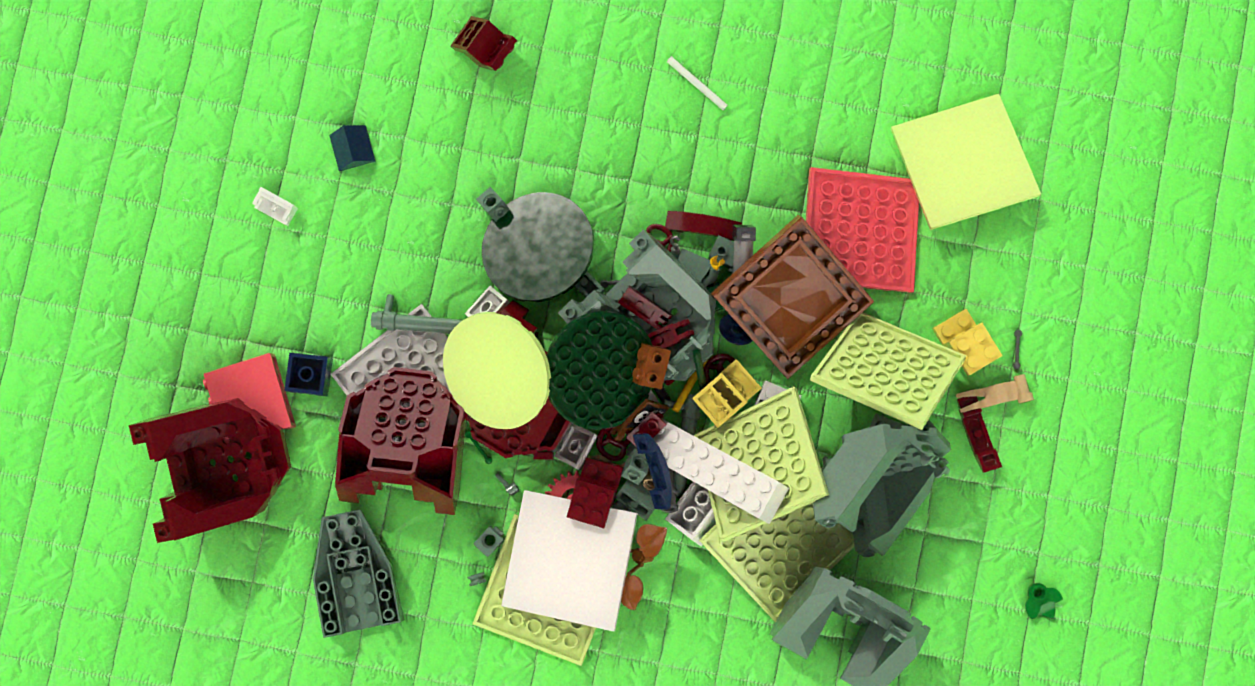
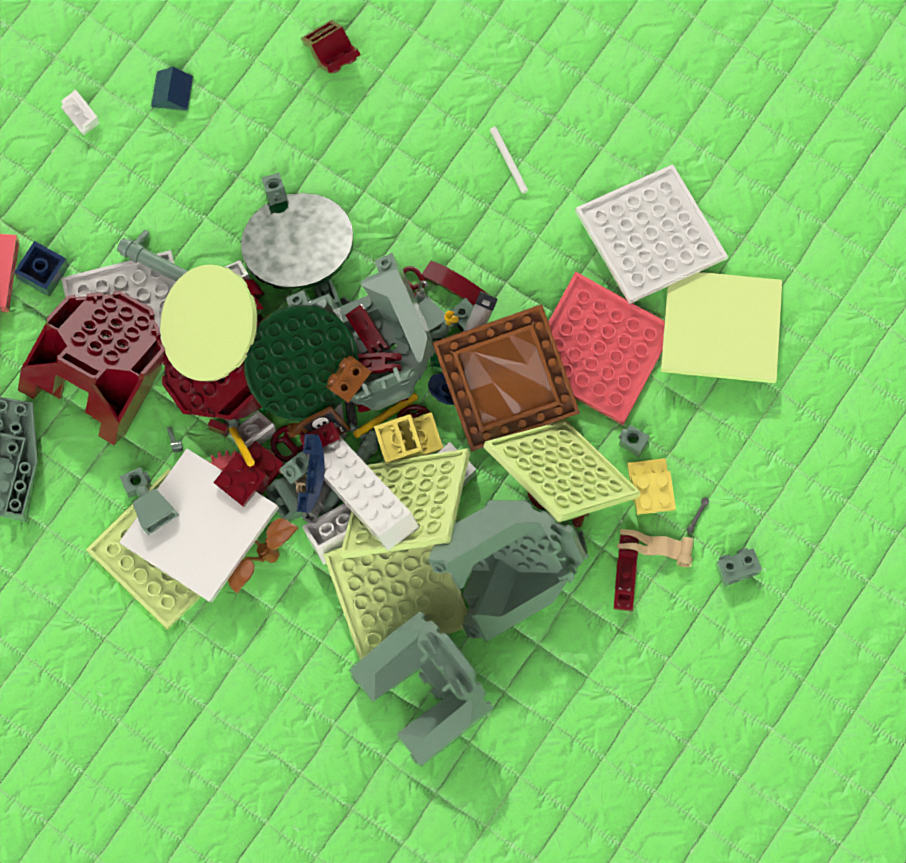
camera: 20 degrees right, 10 degrees down
(477, 578) = (108, 510): sand green bush -> none
(488, 460) = (167, 412): green hinge -> none
(520, 564) = (153, 509): none -> sand green torso
(577, 470) = (241, 445): none -> yellow bar
(699, 369) = (392, 401): dark green bar -> none
(861, 100) = (651, 233): none -> white tile
(938, 302) = (636, 448): none -> sand green brick
(1043, 602) = (619, 754): green plate -> none
(1077, 382) = (738, 567): none -> sand green brick

